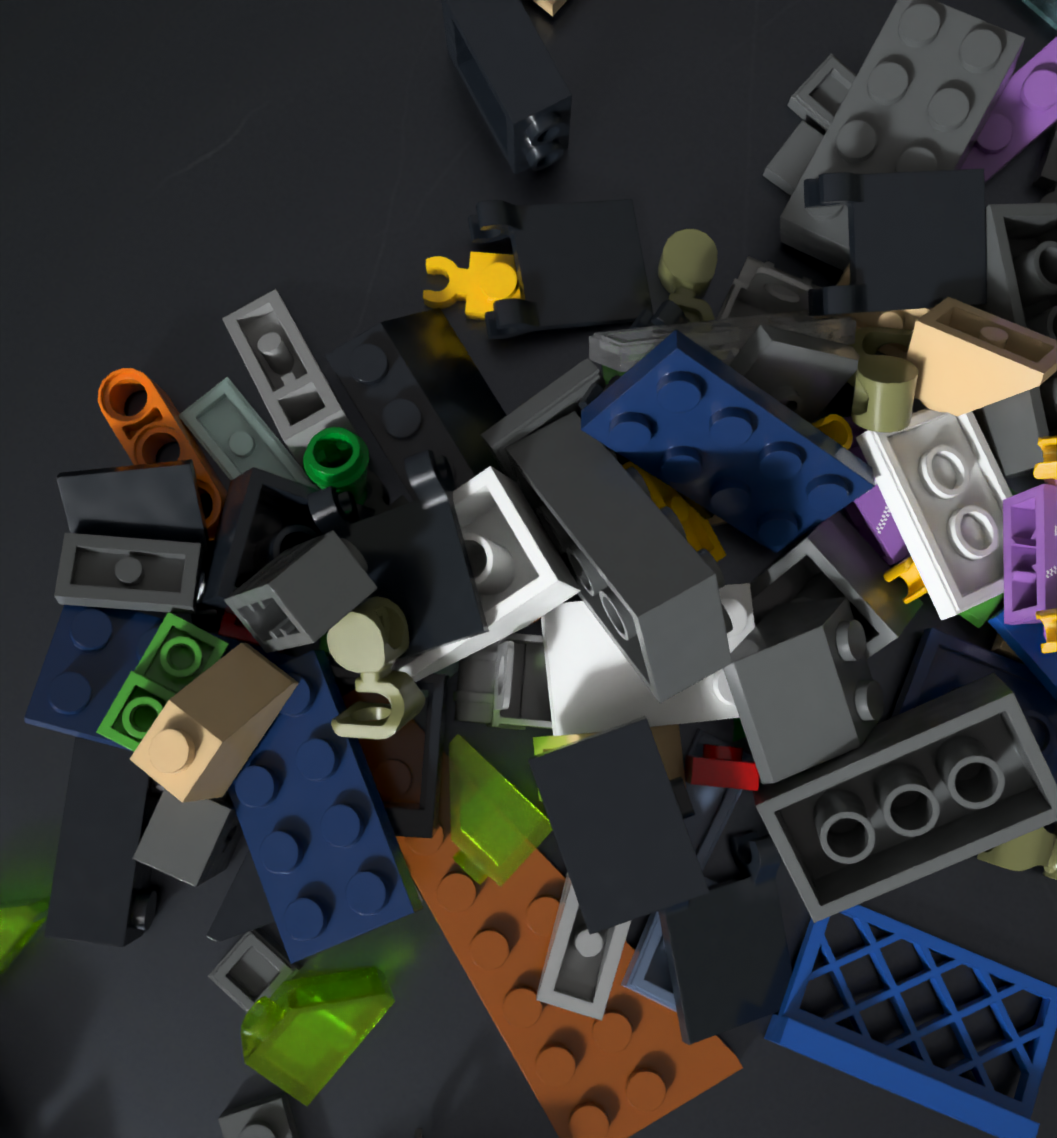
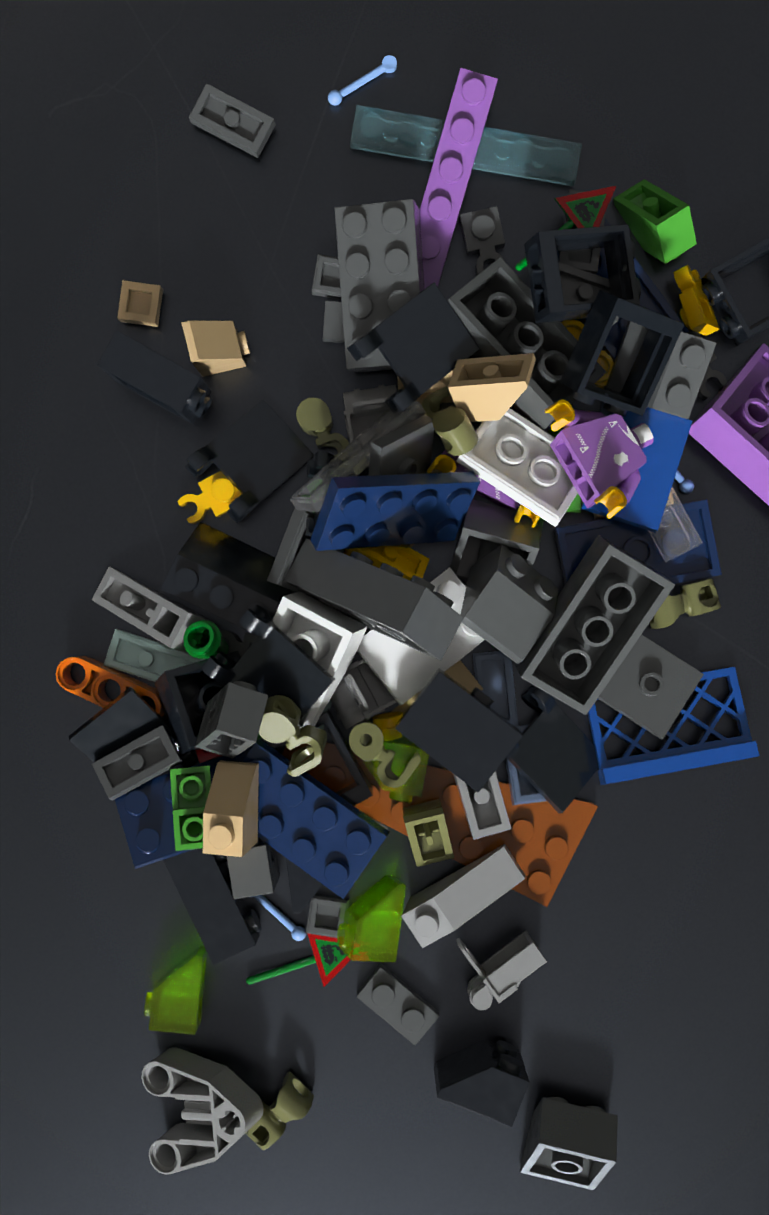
camera: 35 degrees left, 5 degrees up
(197, 967) = (298, 932): none -> light blue hinge
(216, 1027) = (327, 956): none -> piece
(464, 1071) = (461, 895): none -> light grey slope
(474, 756) = (368, 743): none -> olive leg
(476, 946) = (427, 832): none -> olive slope
(512, 753) = (387, 723): none -> yellow plate
(615, 80) = (215, 346): none -> tan slope
(721, 768) = (493, 668): red plate -> none
(929, 945) = (651, 687): none -> dark grey plate

